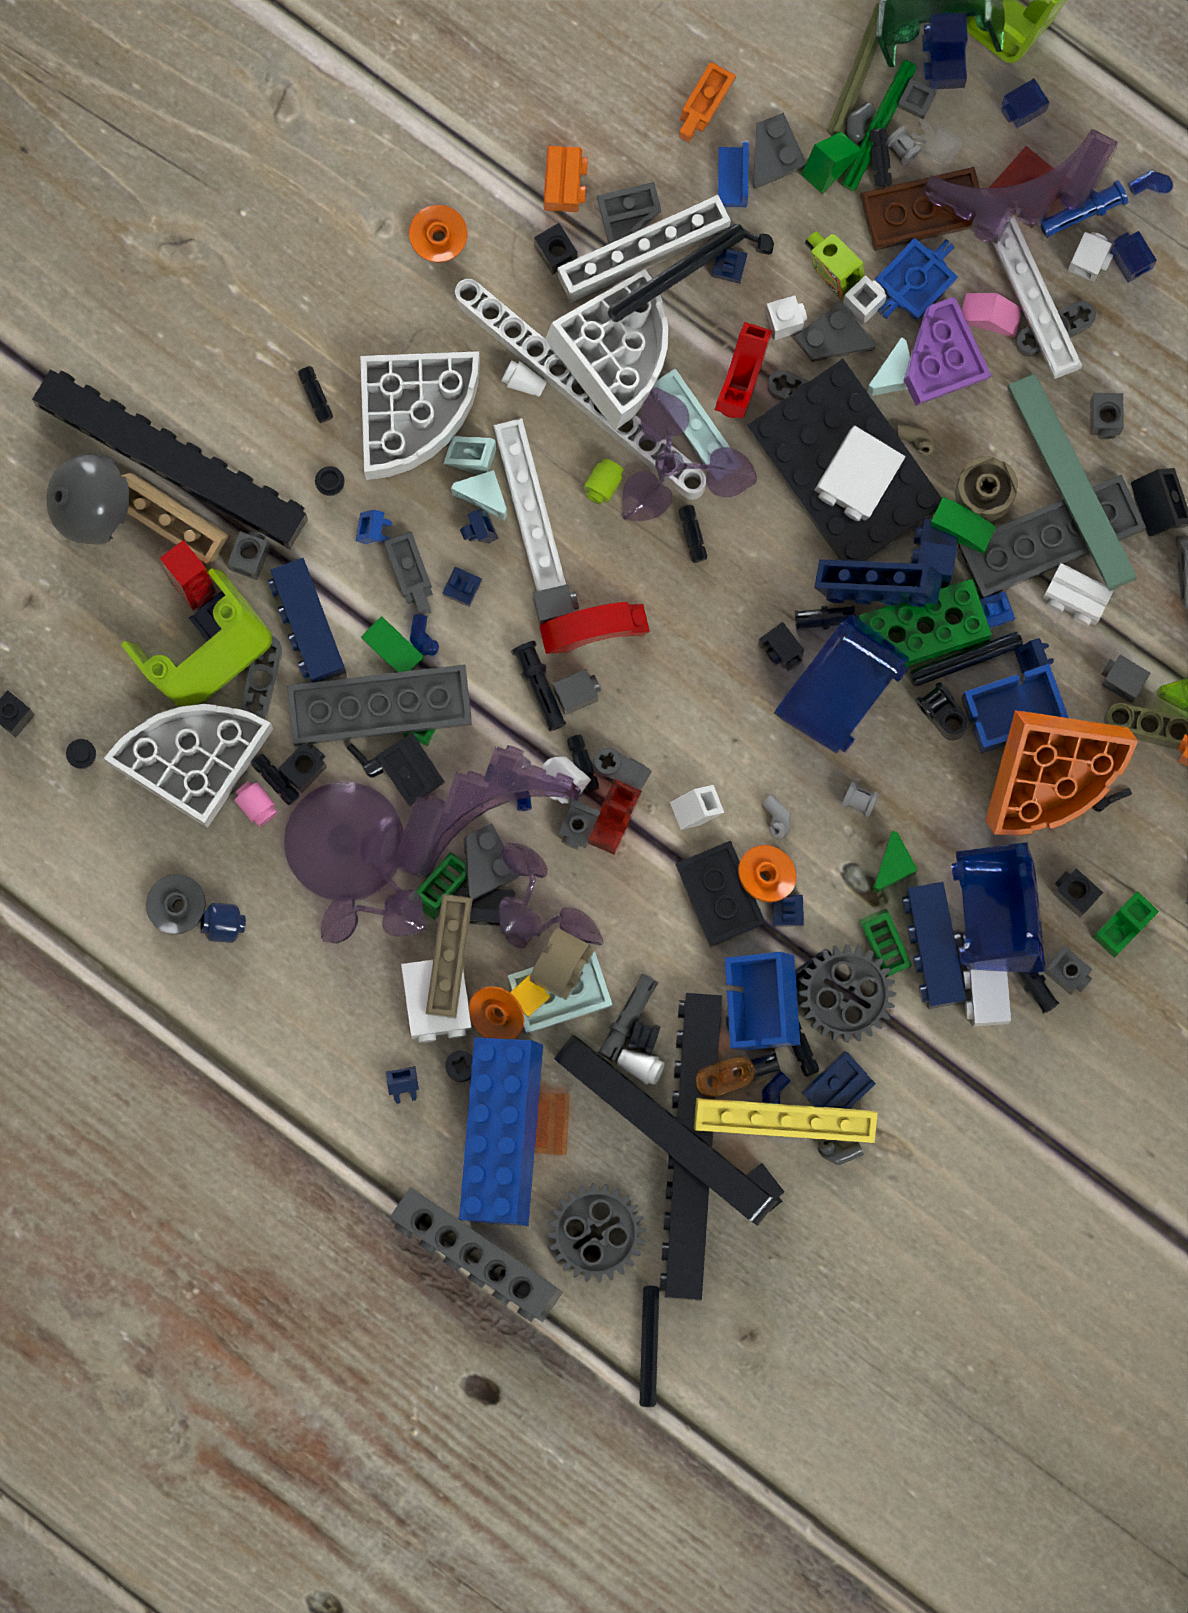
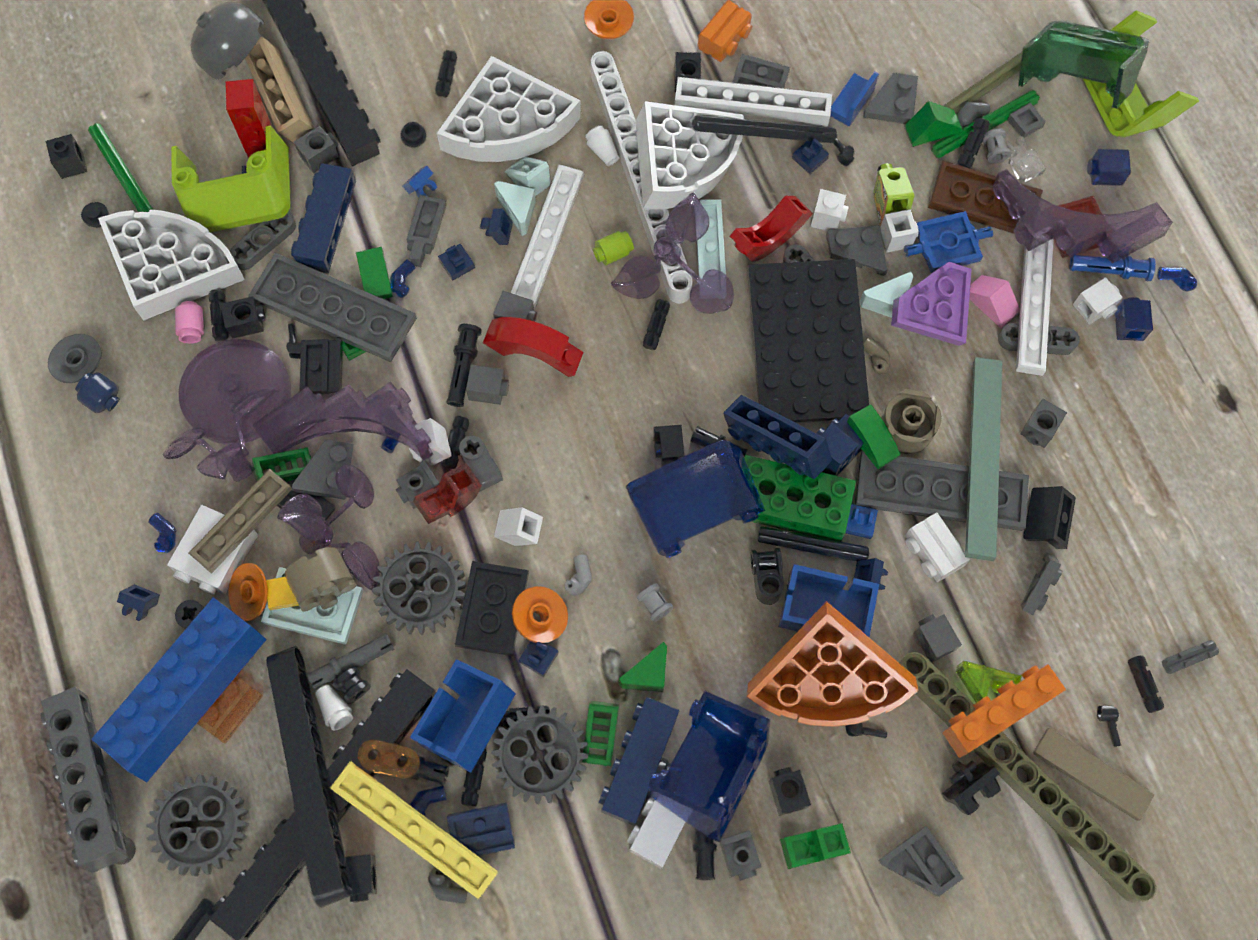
camera: 30 degrees right, 10 degrees down
(74, 695) = (119, 168): none -> green axle
(381, 1009) = (167, 533): none -> clear blue arm
(617, 912) = (400, 572): none -> dark grey gear
(705, 100) = (863, 37): orange hinge -> none
(859, 474) = (813, 347): white brick -> none
(945, 44) = (1070, 94): clear blue brick -> none

